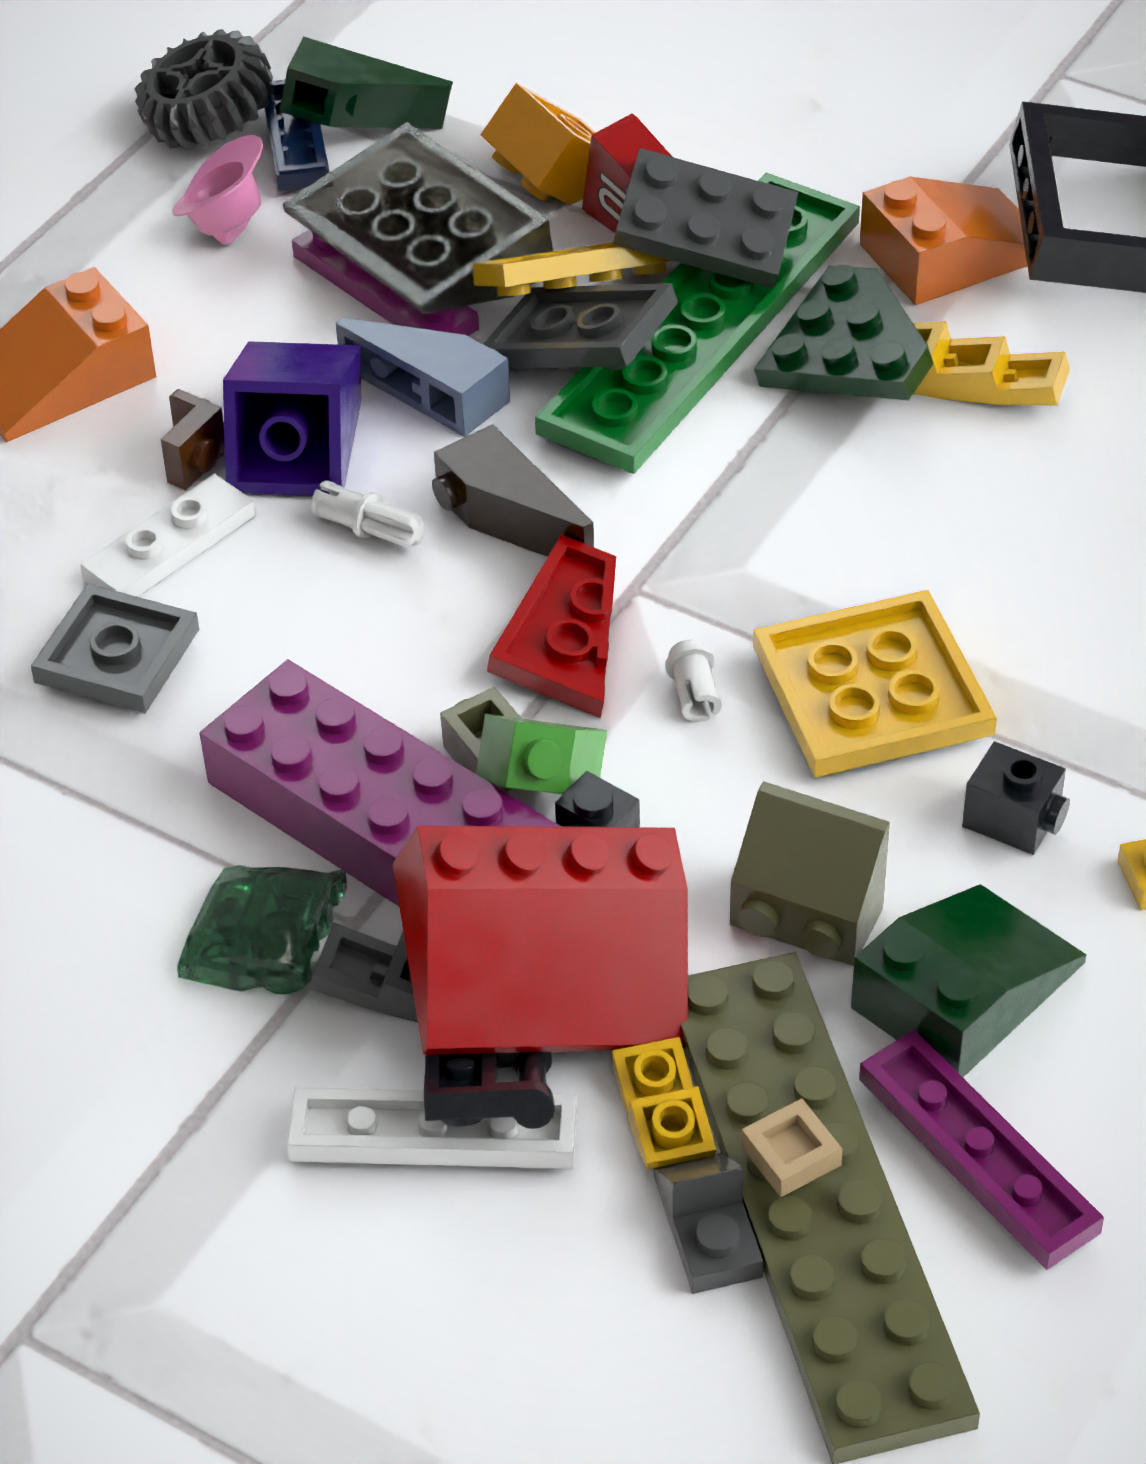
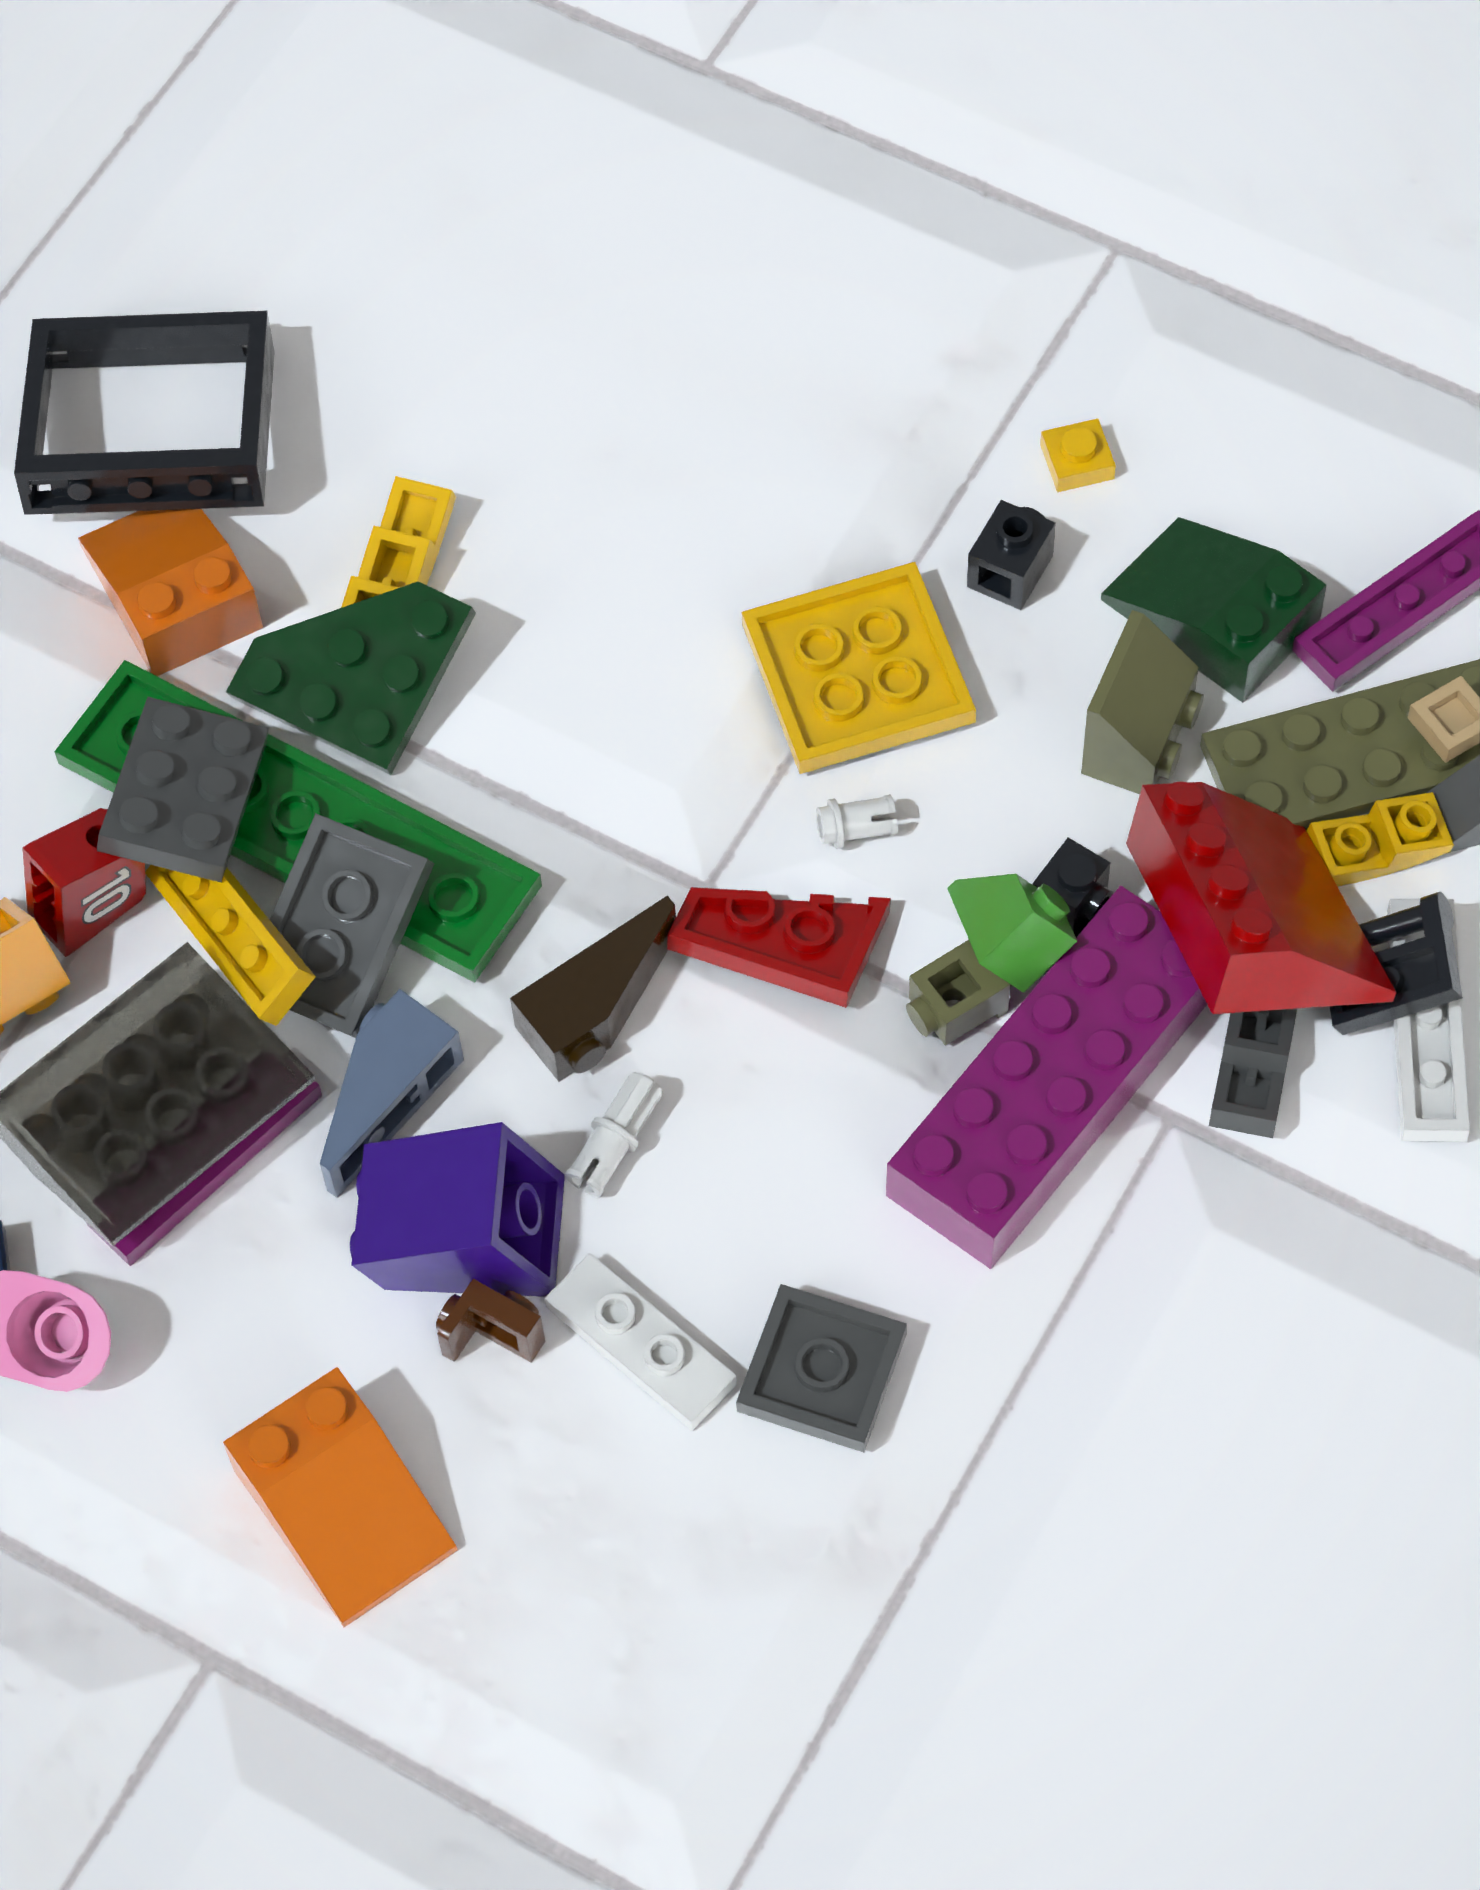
camera: 90 degrees left, 15 degrees up
(261, 928) = (1200, 1177): clear green slope -> none

